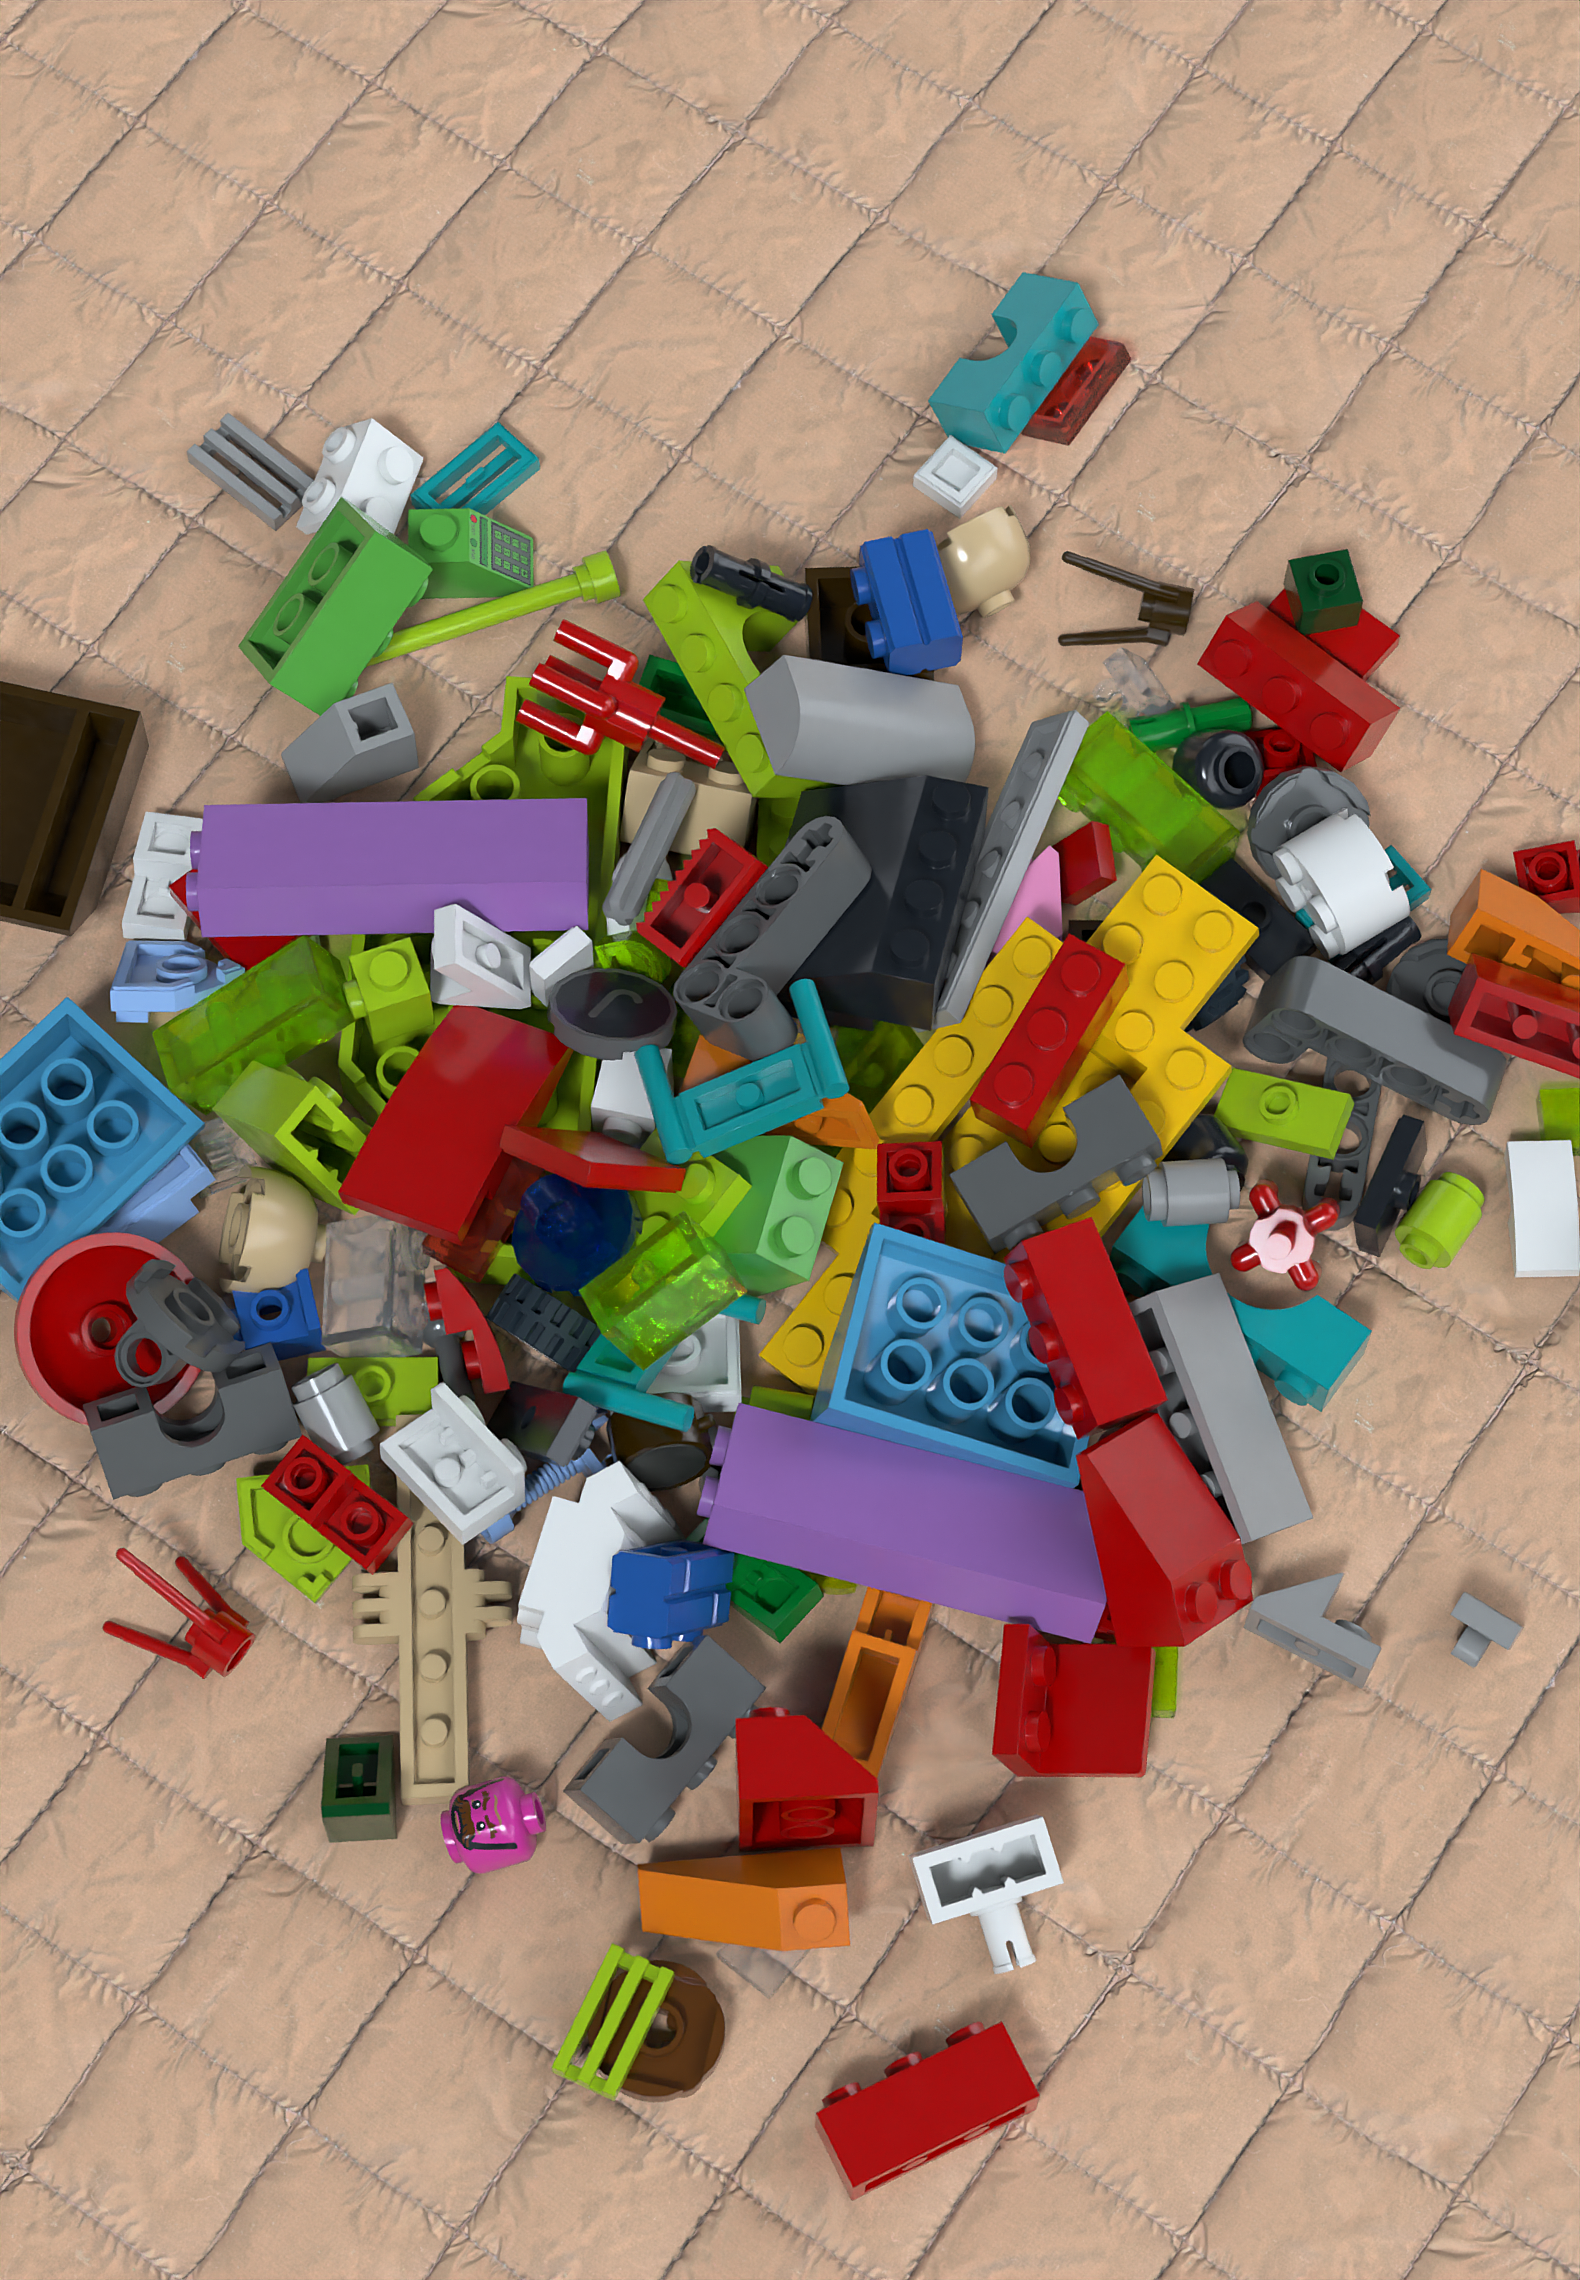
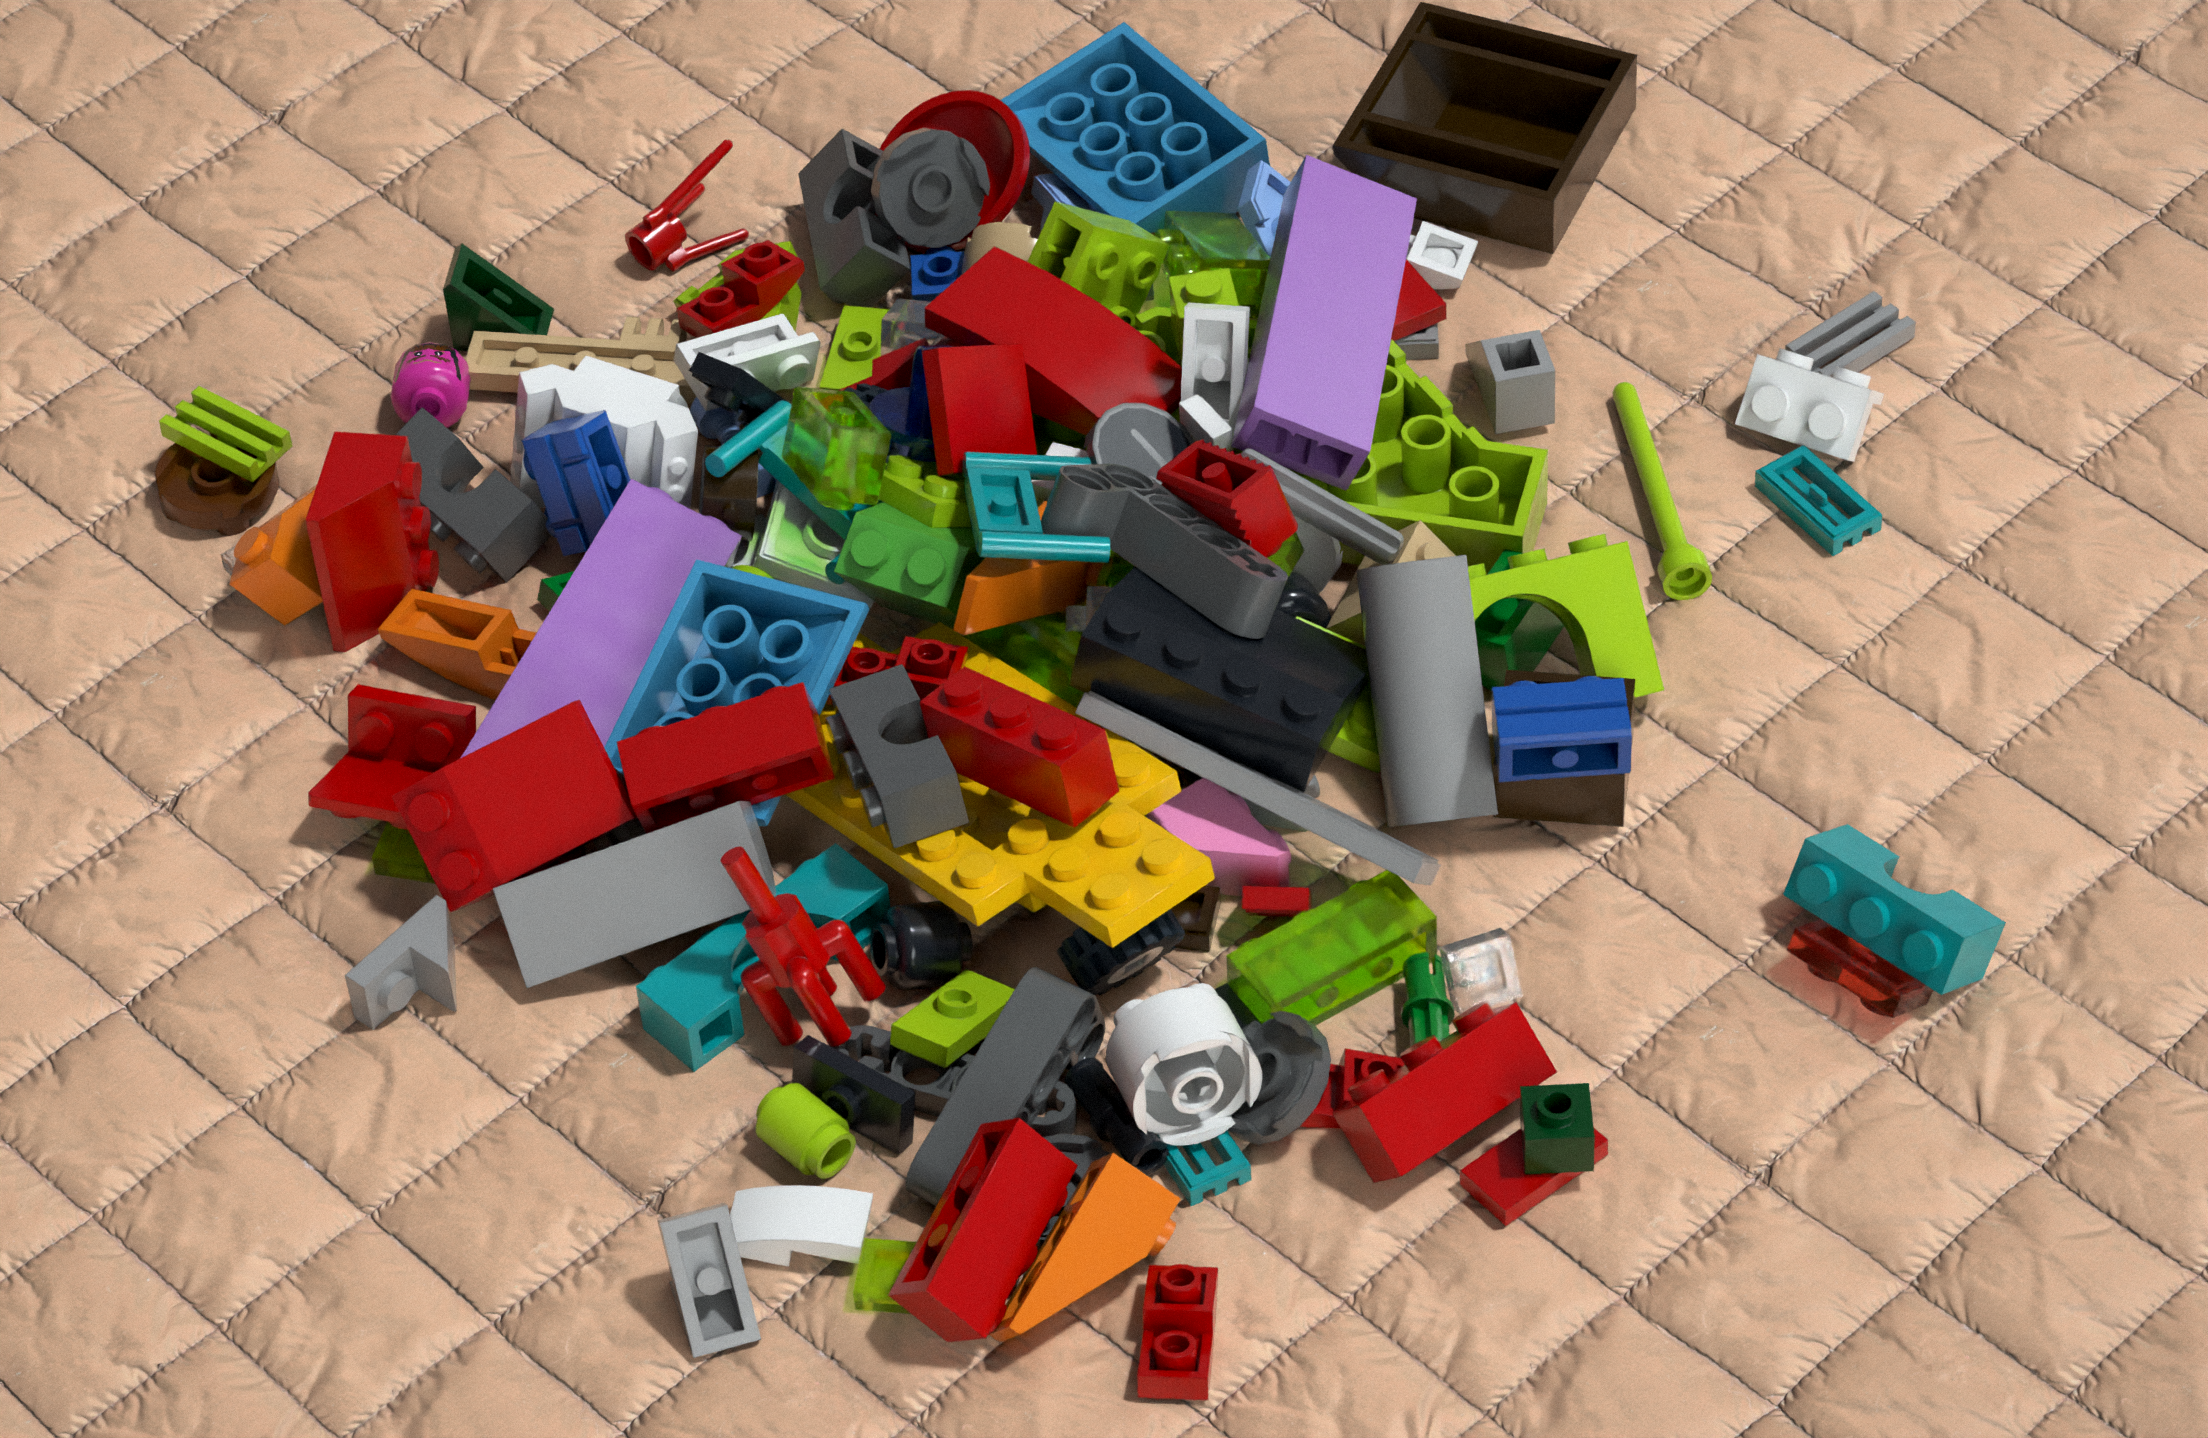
camera: 105 degrees right, 20 degrees down
(335, 609) = (1648, 349): bright green slope -> none
(335, 1413) = (829, 301): light grey brick -> none
(470, 554) = (1720, 471): bright green slope -> none
(611, 705) = (1485, 493): red plant -> none
(751, 583) = (1605, 611): black pin -> none
(925, 2108) = (79, 637): red brick -> none
(955, 476) = (1765, 868): white tile -> none
(985, 561) = (1639, 843): tan cylinder -> none
(987, 1879) = (259, 692): white brick -> none
(1162, 606) = (1575, 1010): dark brown plant -> none
(1190, 1192) = (861, 883): light grey brick -> none
(1220, 767) = (1357, 1008): black head -> none
(1483, 1627) = (372, 1095): light grey tile -> none

